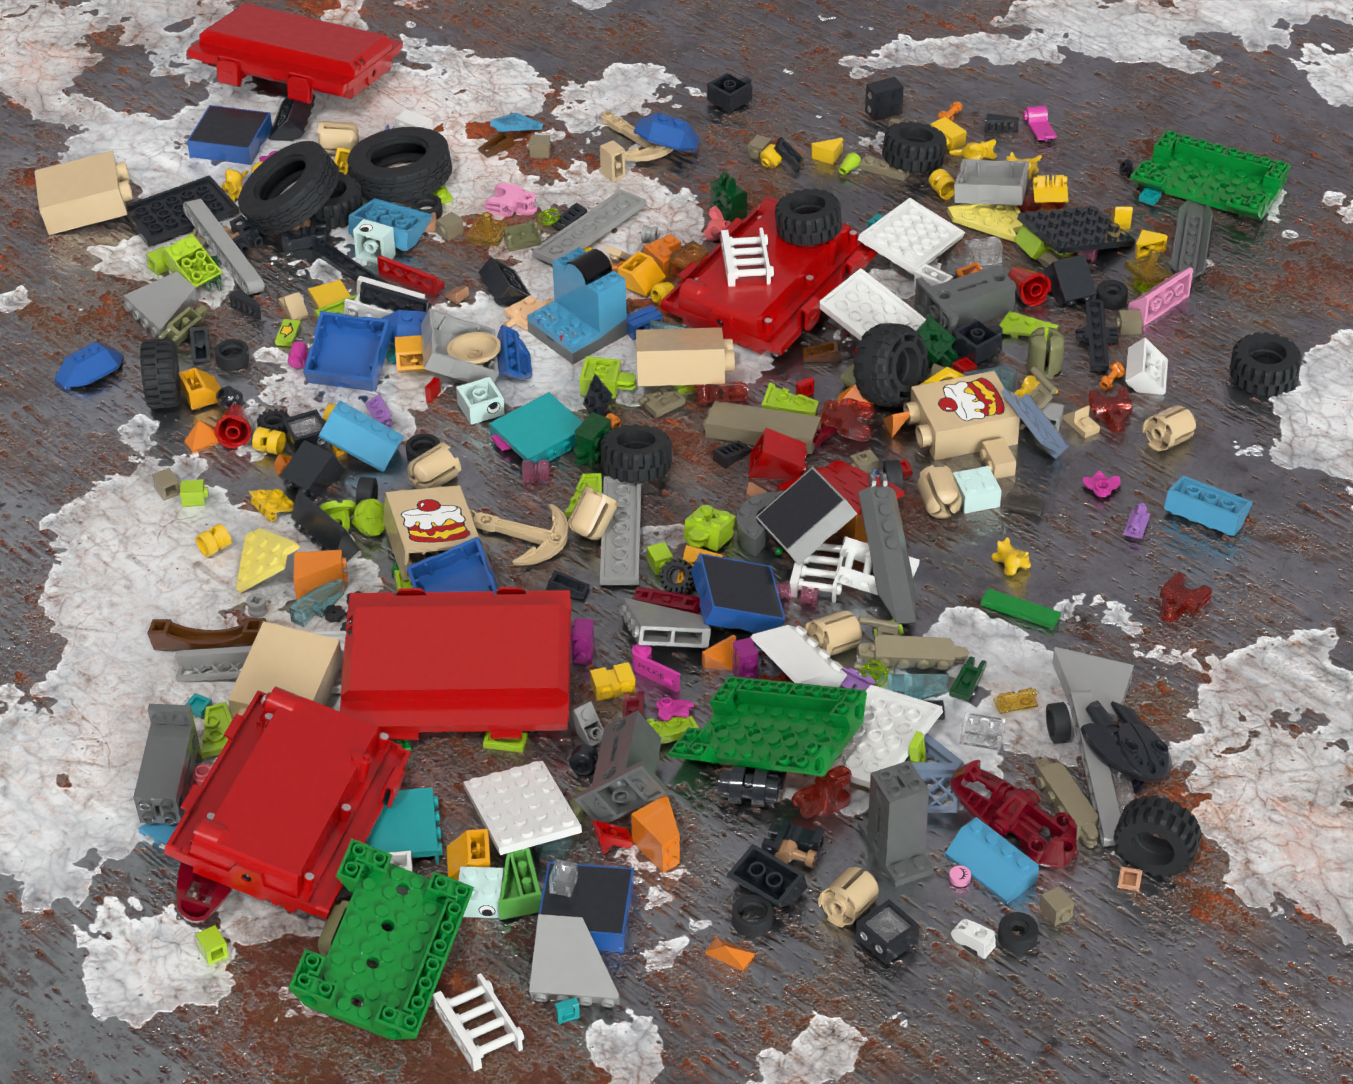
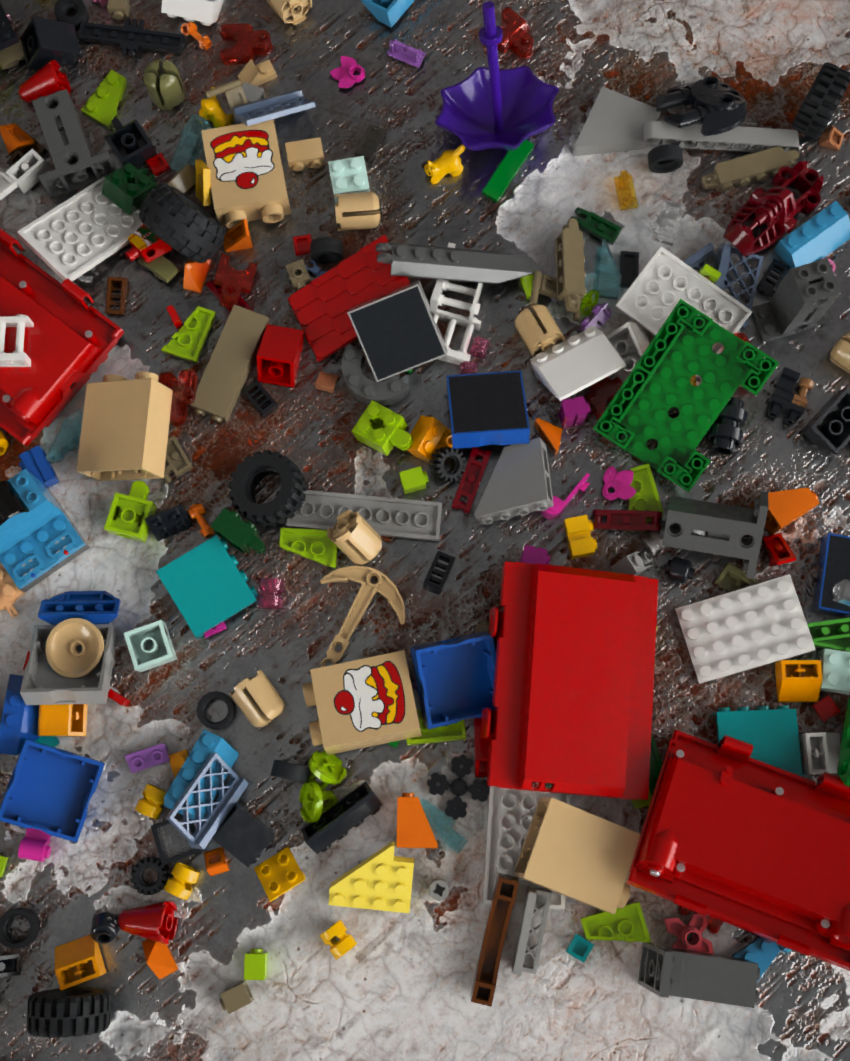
camera: 85 degrees left, 35 degrees up
(340, 454) = (216, 811): none -> sand blue fence
(940, 823) = (766, 288): none -> black slope
(1076, 571) = (494, 104): none -> dark purple piece

